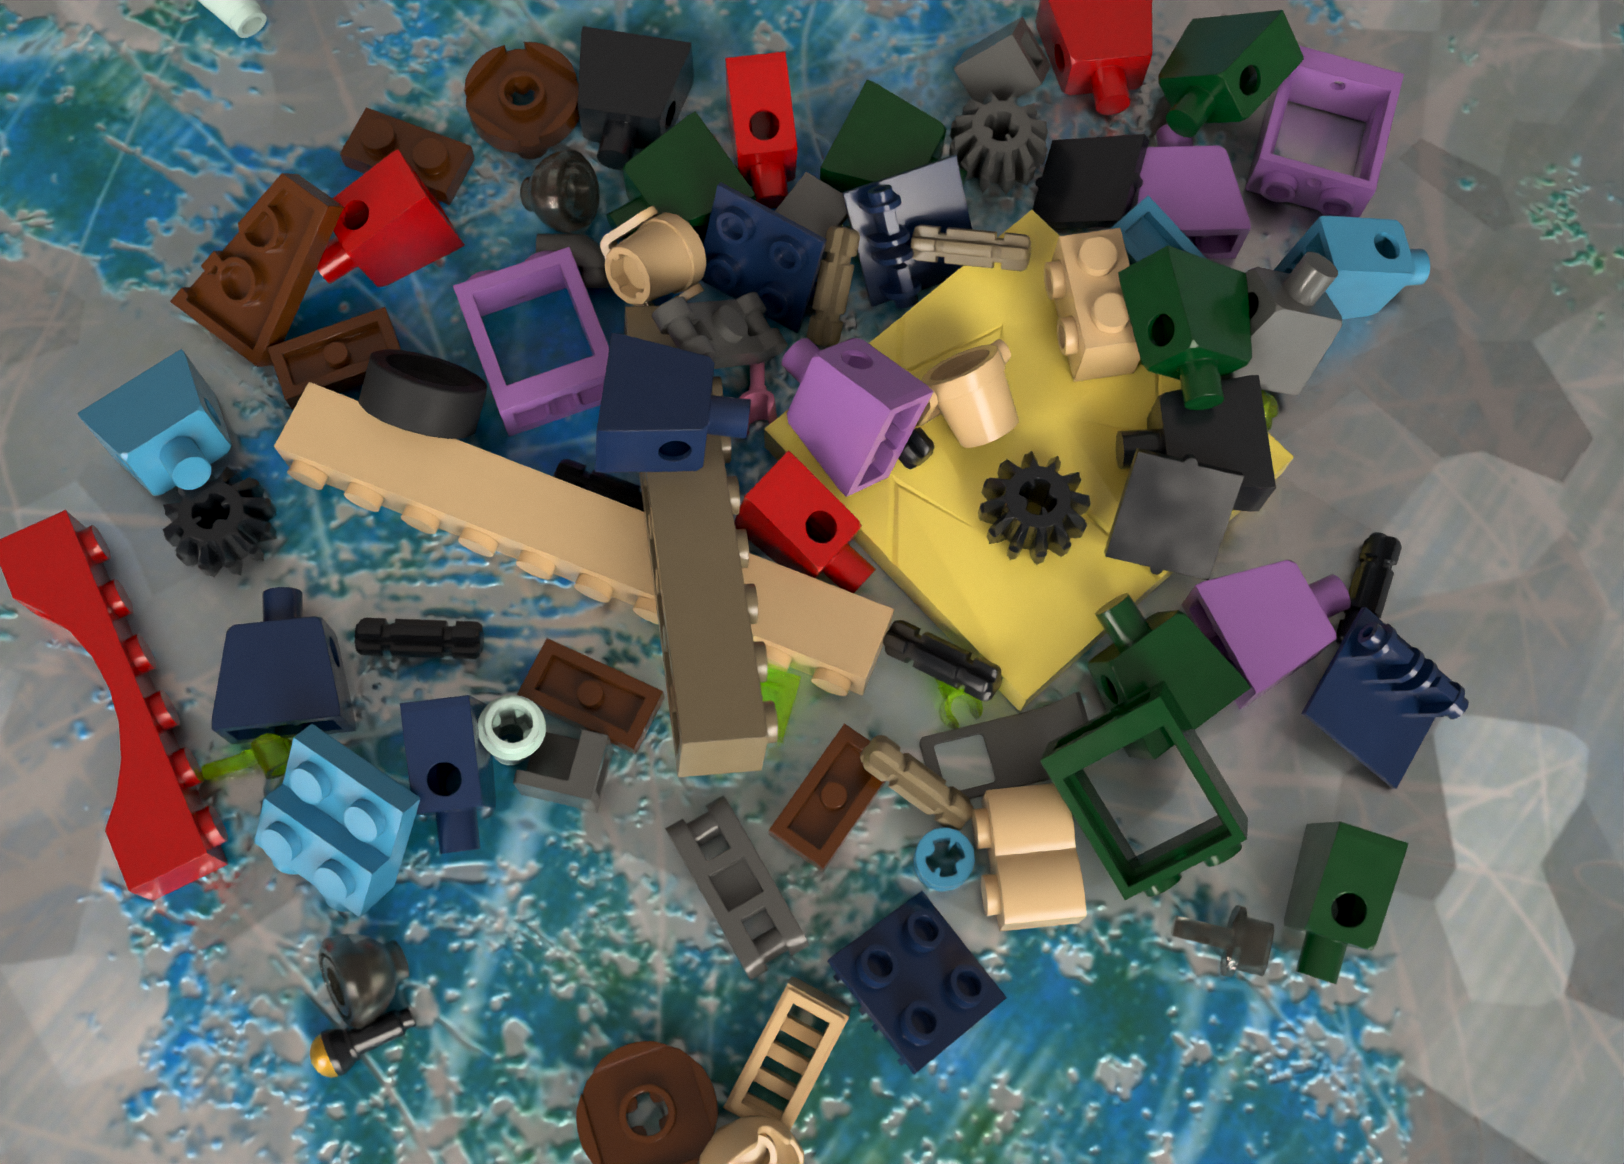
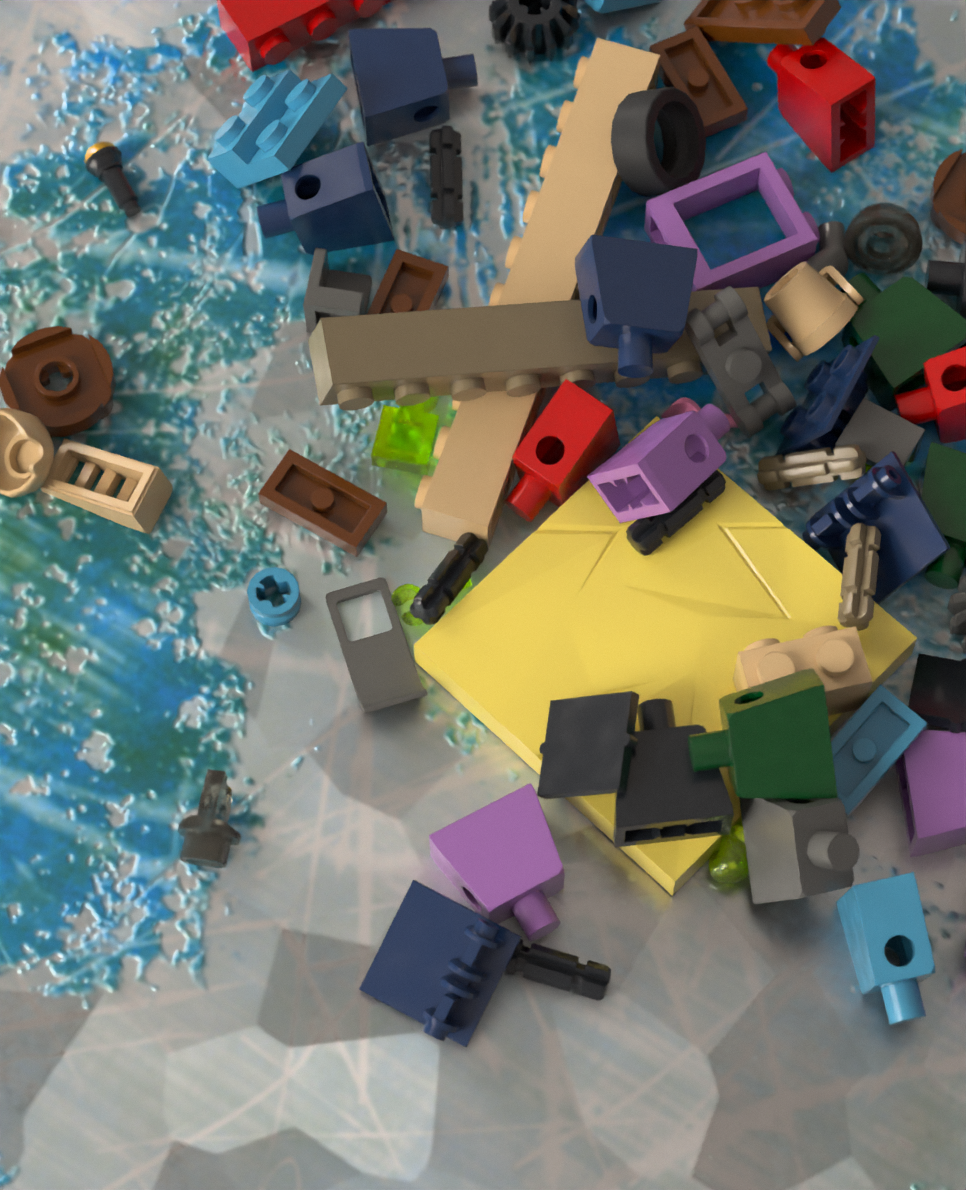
camera: 90 degrees right, 5 degrees down
(266, 750) = (343, 74): clear neon green hand -> none
(361, 975) = (161, 167): clear smoke brick -> none
(434, 157) = (913, 114): reddish brown plate -> none
(511, 716) = (360, 242): light aqua cone -> none
(737, 887) = (243, 433): dark grey plate -> none
(916, 783) = (334, 561): dark tan axle -> none
(916, 981) = (167, 574): dark blue hinge -> none
(972, 394) = (693, 568): tan piece -> none
(1030, 857) = (276, 660): tan brick -> none
(1056, 494) = (606, 642): black gear -> none
(1112, 730) = (304, 708): dark green window -> none
(1159, 650) = (444, 757): dark green torso -> none
(1357, 872) = (252, 911): dark green torso -> none

